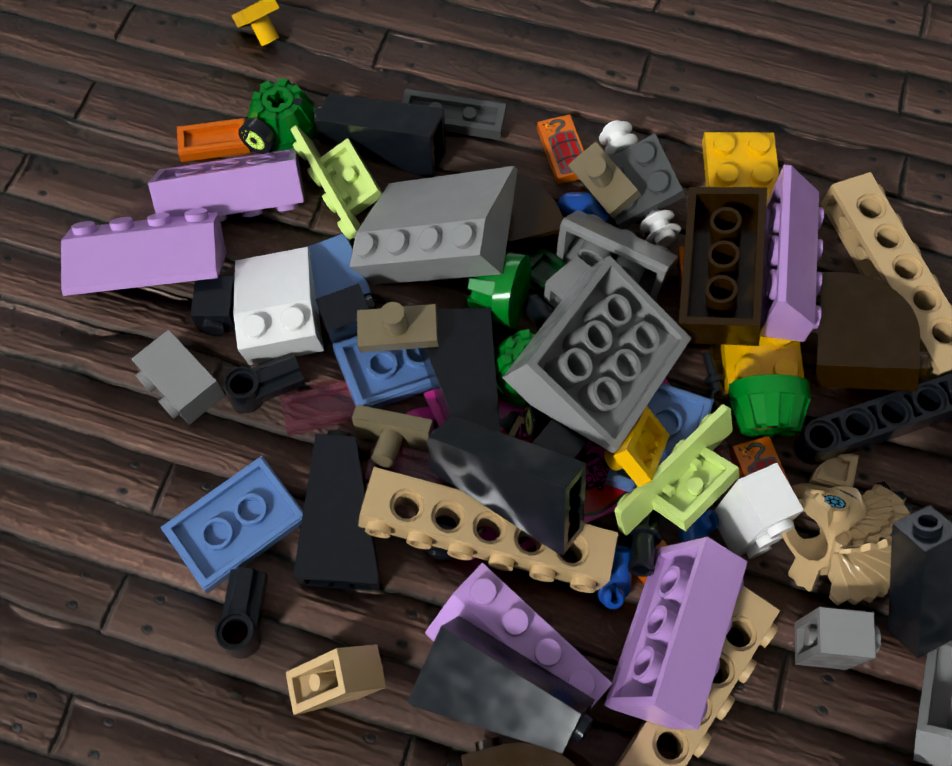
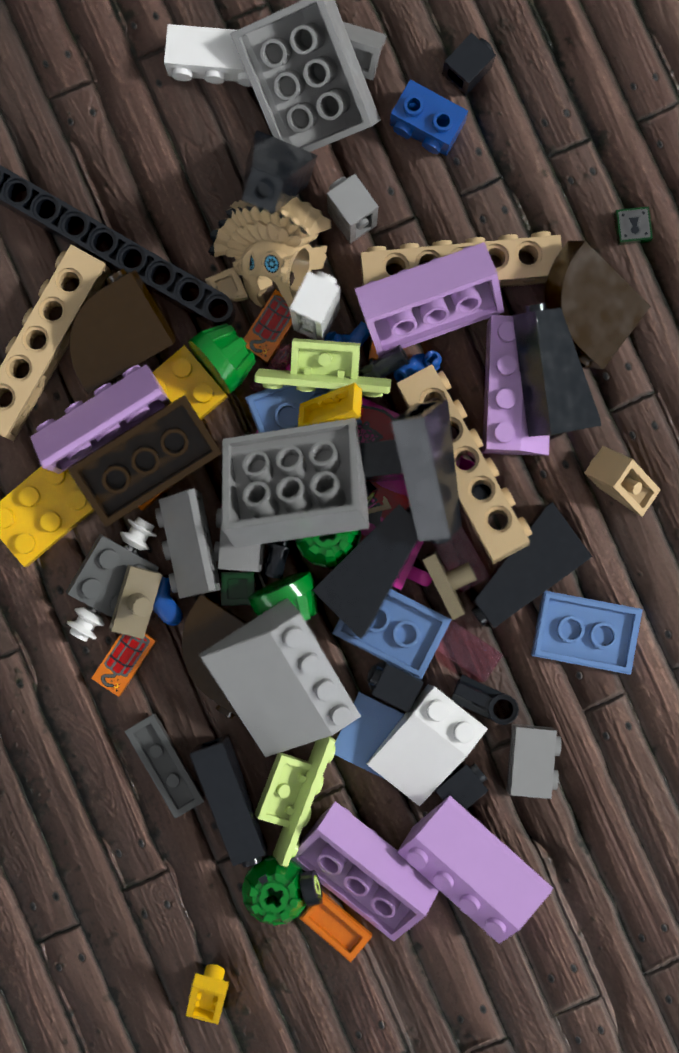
camera: 130 degrees left, 20 degrees up
(242, 608) = (632, 574): black piece -> none
(397, 327) = (384, 634): dark tan tile -> none
(713, 378) = (226, 410): black hand -> none

